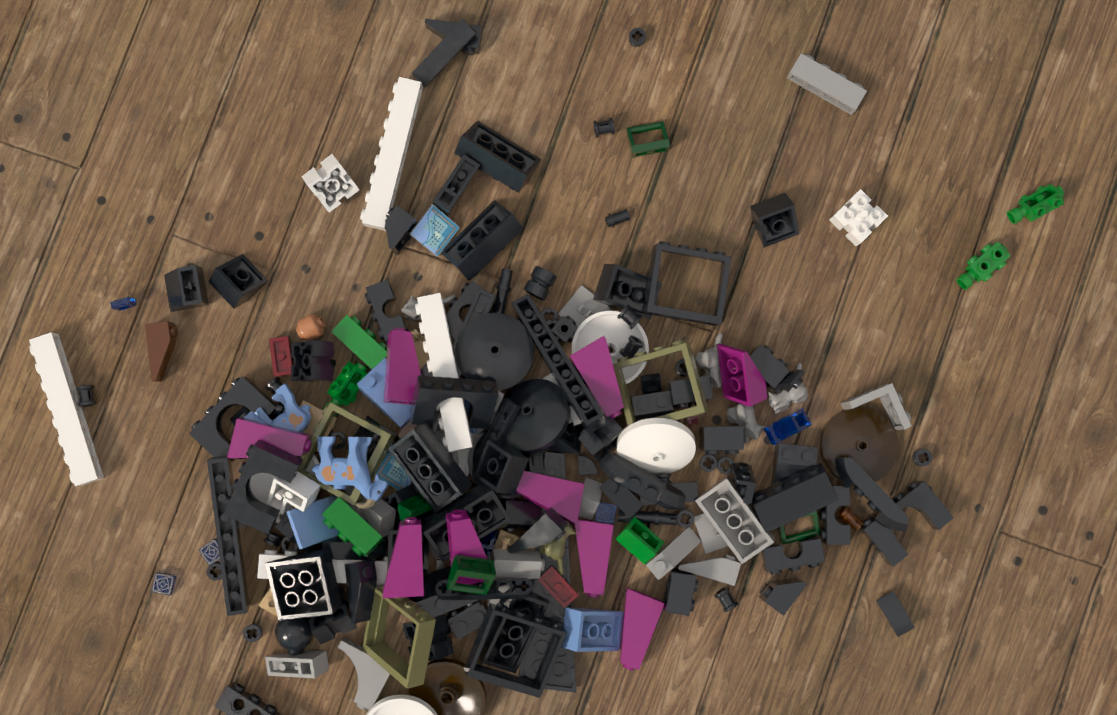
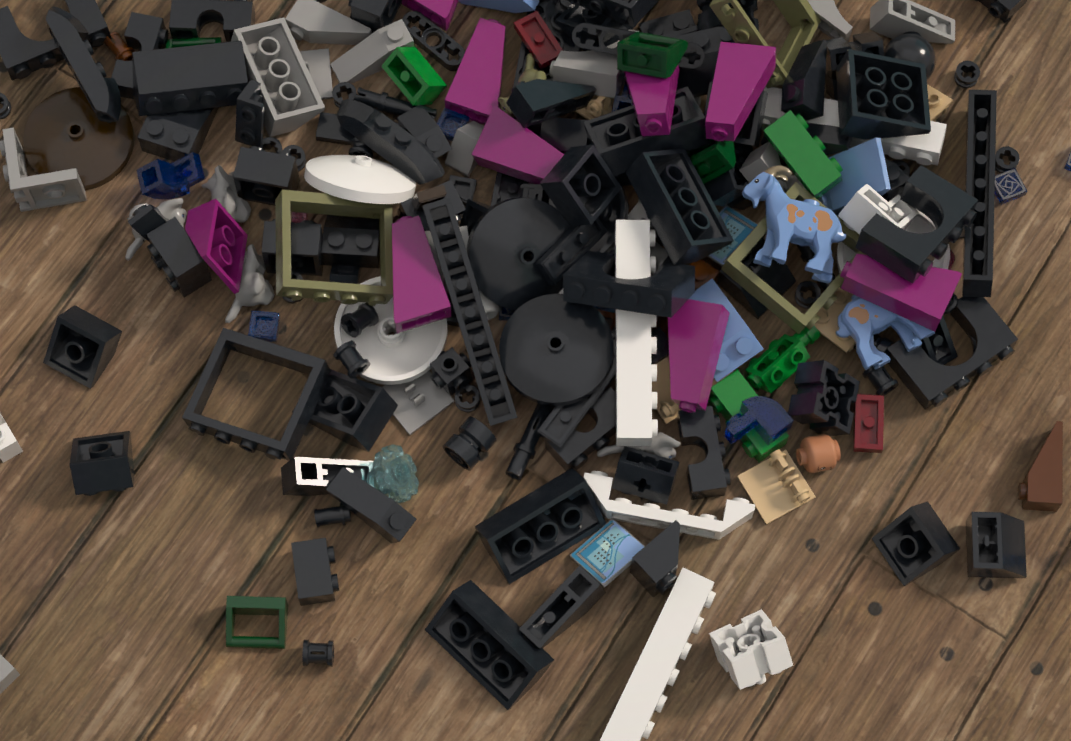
camera: 170 degrees left, 15 degrees down
(335, 300) = (776, 486): none -> tan hinge
(350, 337) = (763, 415): none -> clear blue brick
(359, 272) = (735, 512): none -> white slope
(419, 284) = (645, 475): none -> black brick
(583, 249) = (394, 474): none -> clear light blue plant
(592, 224) = (371, 505): none -> black slope
(602, 430) = (428, 196): none -> dark brown tile
(619, 177) = (313, 571): none -> black brick
(623, 563) = (430, 29): none -> black beam
(627, 241) = (312, 475): none -> black slope
(696, 337) = (264, 325): none -> clear blue tile
(811, 295) = (81, 346): none -> black slope

